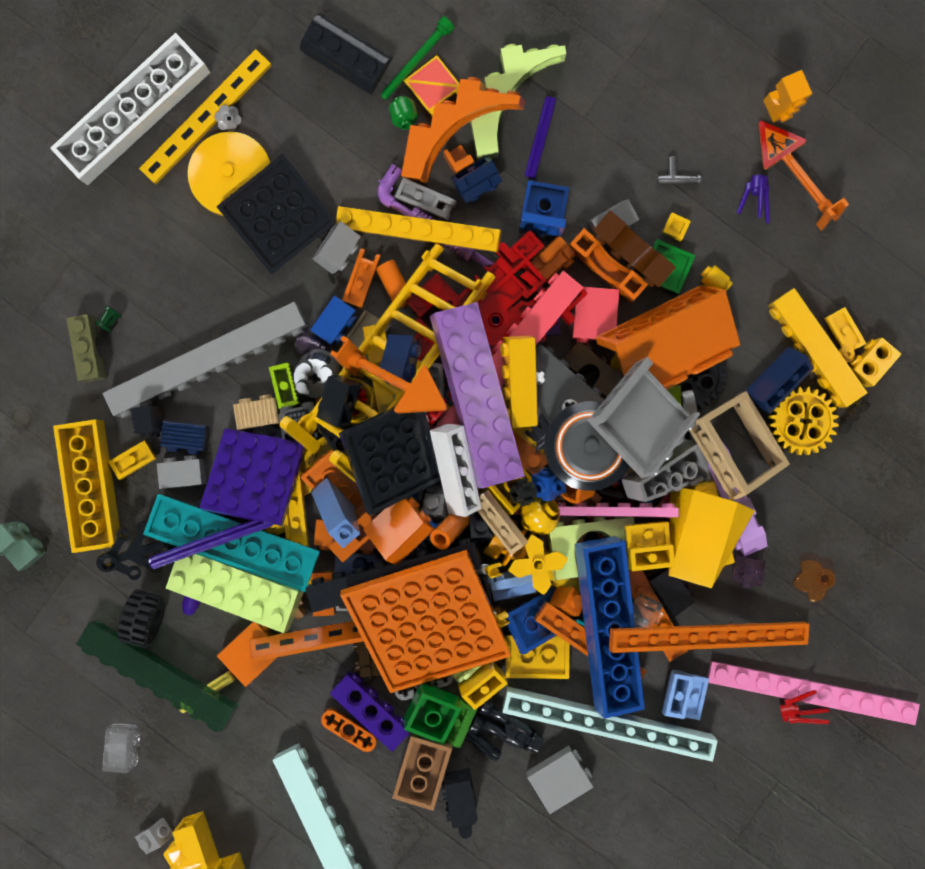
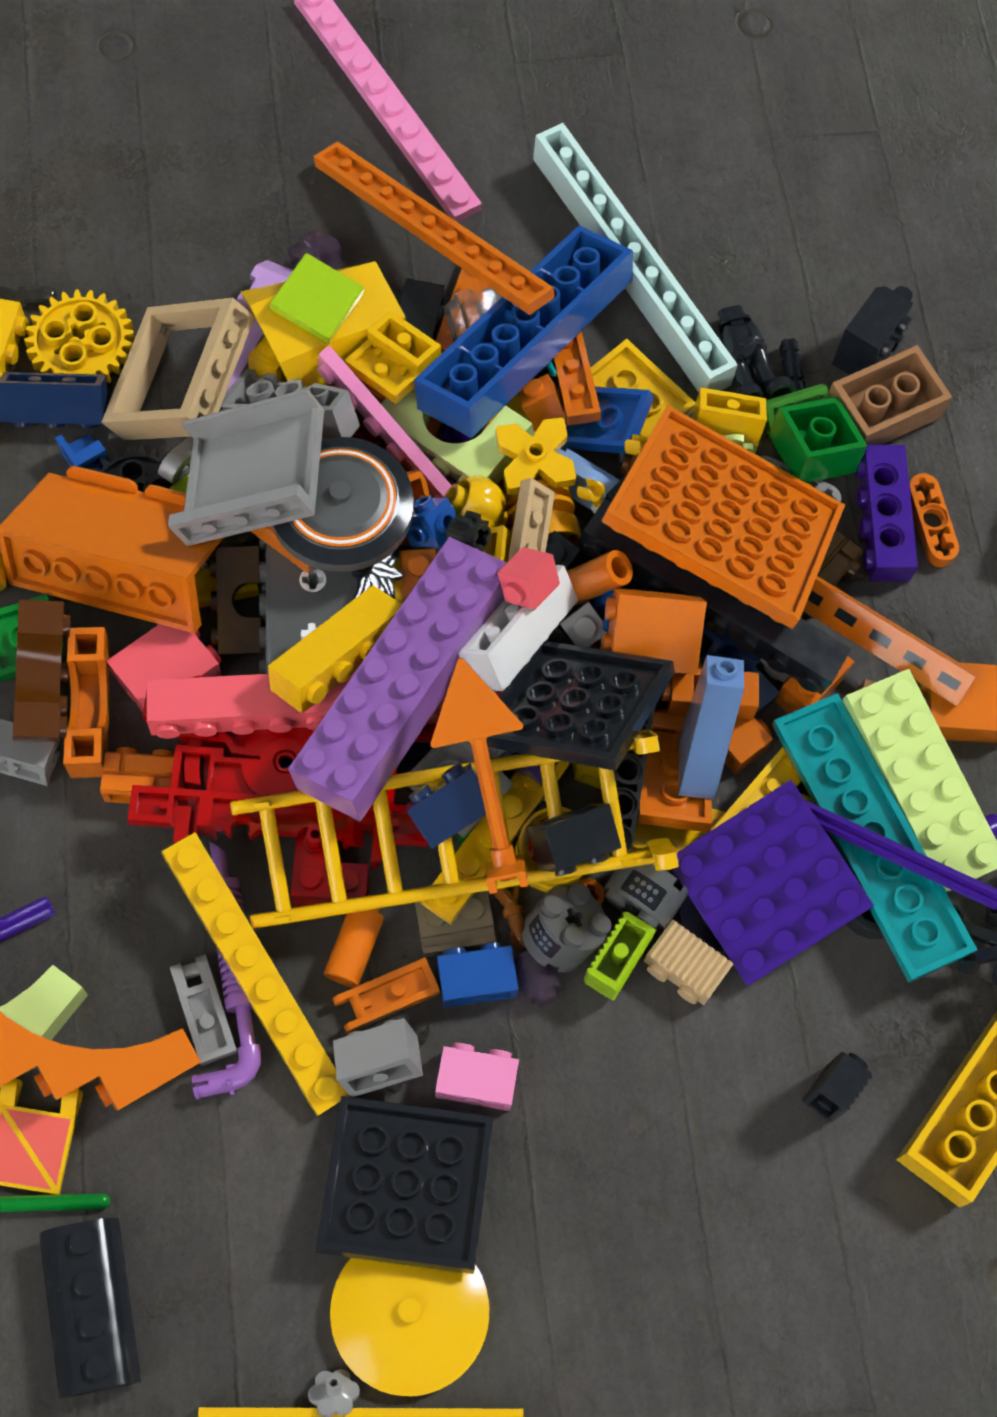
camera: 145 degrees left, 20 degrees down
(87, 361) = (833, 1272): olive arch -> none
(108, 319) = (765, 1284): dark green bush -> none
(132, 459) = (906, 1068): yellow plate -> none
(181, 473) = (856, 988): light grey brick -> none
(184, 436) = (808, 1027): dark blue brick -> none
(205, 360) = (690, 1096): light grey brick -> none
(293, 282) = (477, 1077): none -> bright pink brick
(403, 112) = (107, 1147): green head -> none
(458, 159) = (109, 1014): orange panel -> none
(469, 489) = (528, 578): none -> coral brick
(476, 180) = (116, 963): dark blue brick -> none
(540, 221) = (91, 825): blue bracket -> none
(560, 779) = (742, 260): light grey brick -> none
(685, 695) = (520, 212): light blue brick -> none
(712, 537) = (317, 298): none -> lime tile
(738, 370) = (82, 452): none -> blue panel
(792, 714) = (428, 100): red plant -> none
(810, 580) = (260, 193): clear orange plate -> none

